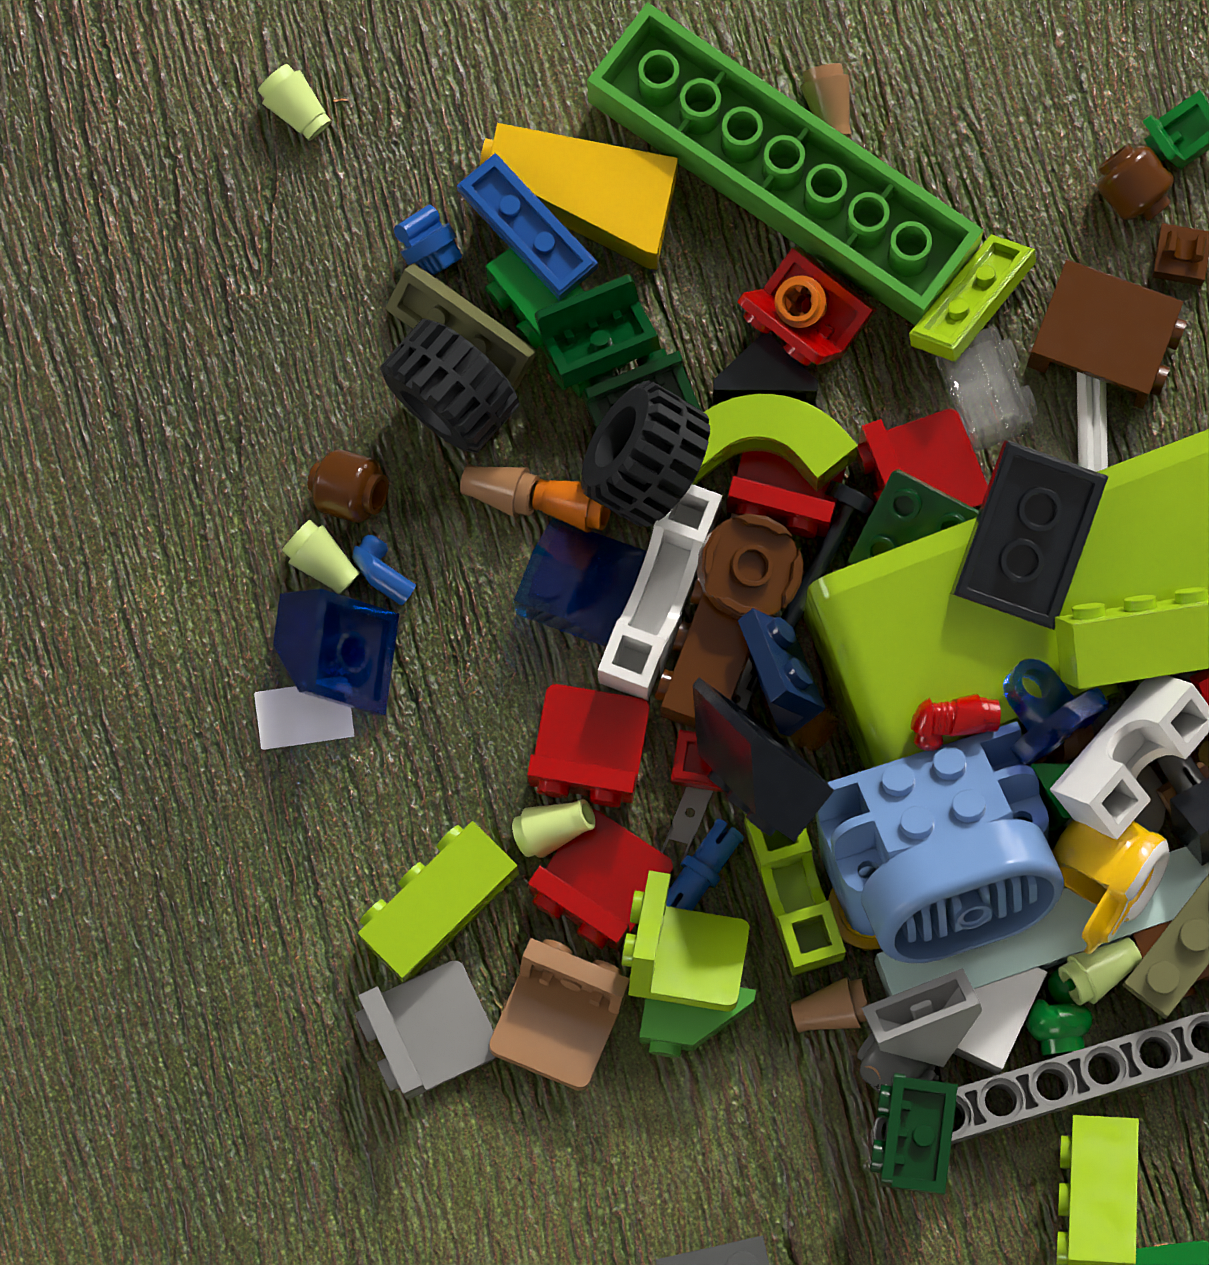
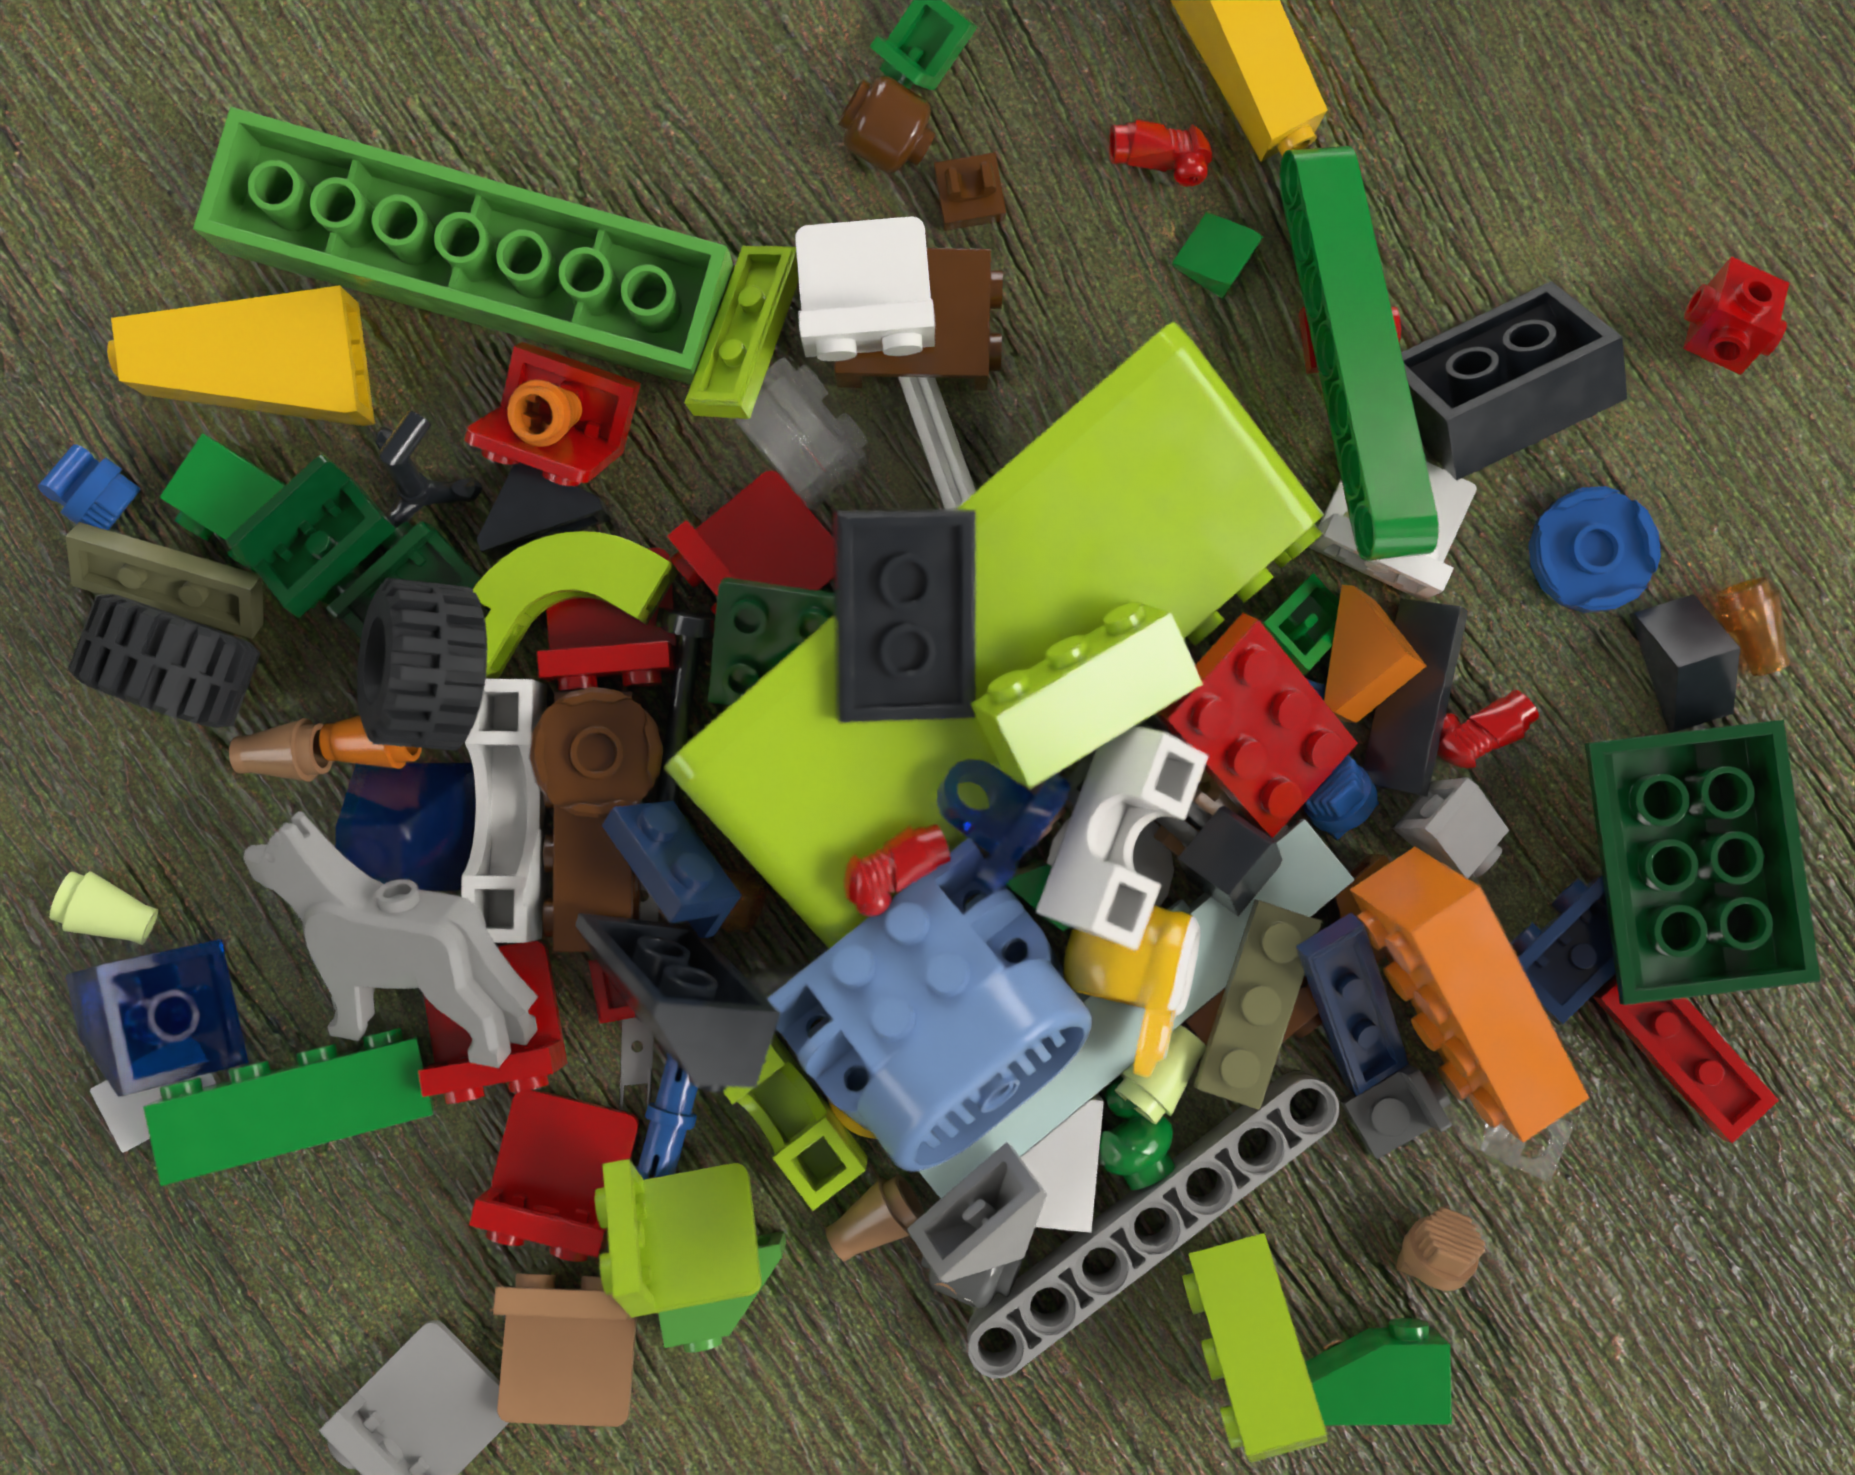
camera: 25 degrees left, 10 degrees up
(348, 486) = (101, 815): reddish brown head -> none
(377, 573) = (174, 904): blue arm -> none
(416, 750) = (287, 1108): none -> green wedge
(437, 900) = (380, 1266): lime brick -> none
(527, 226) = (188, 433): blue tile -> none
(549, 827) = (476, 1135): yellowish green cone -> none
(550, 644) = (395, 939): none -> light grey animal
(674, 308) = (412, 487): none -> black piece
(828, 95) = (496, 146): medium nougat cone -> none
(916, 1134) = (1020, 1358): dark green bracket -> none
(1077, 296) = (864, 288): none -> white bracket

